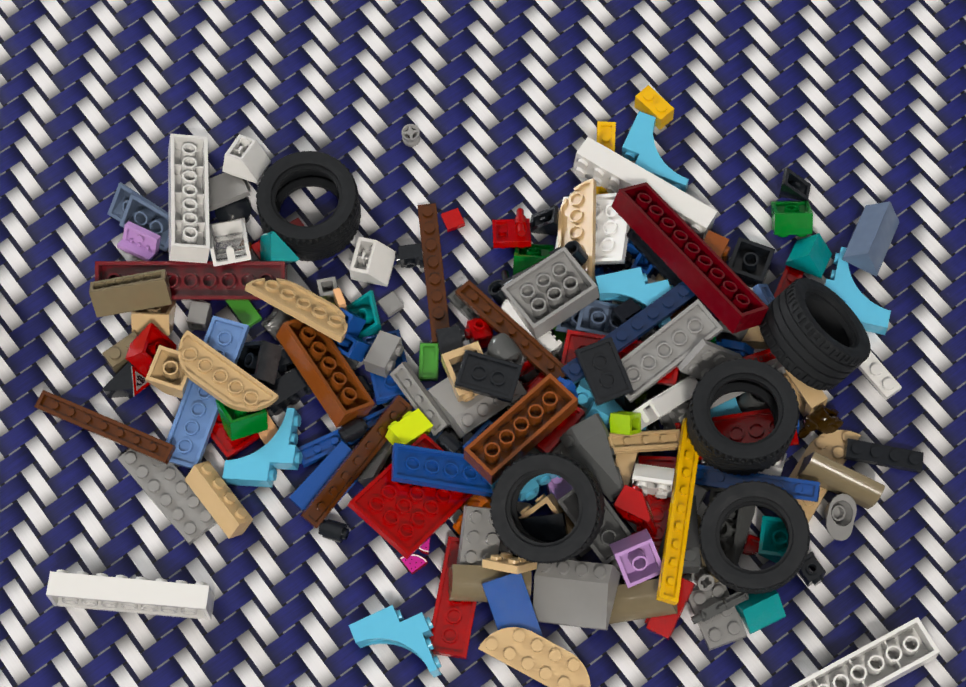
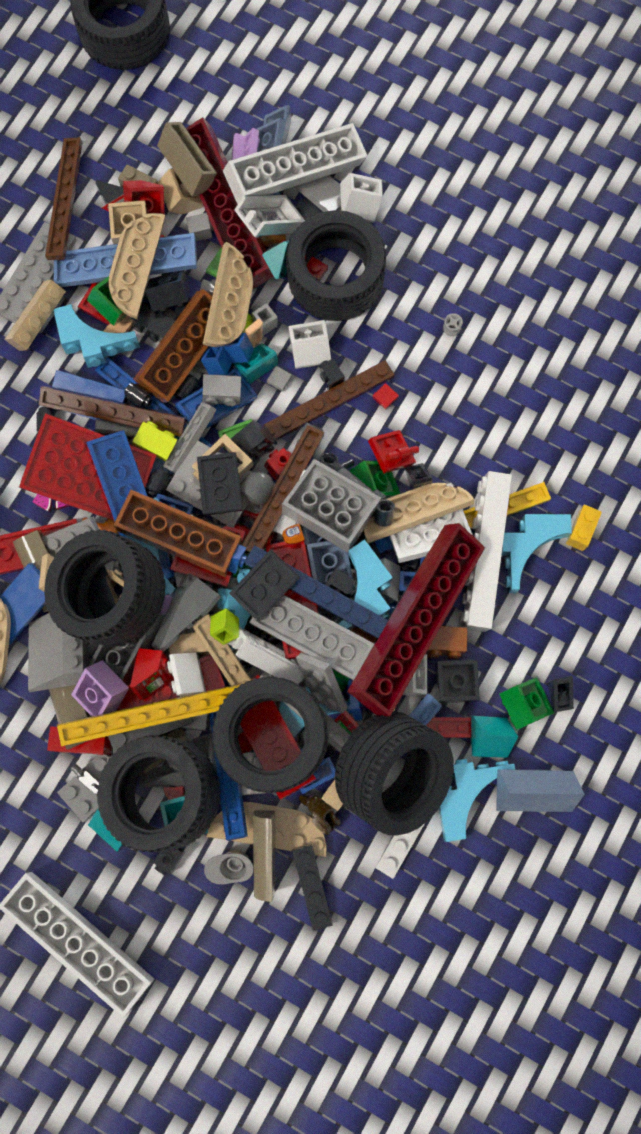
camera: 65 degrees right, 10 degrees up
(561, 336) = (293, 534): none -> orange tile

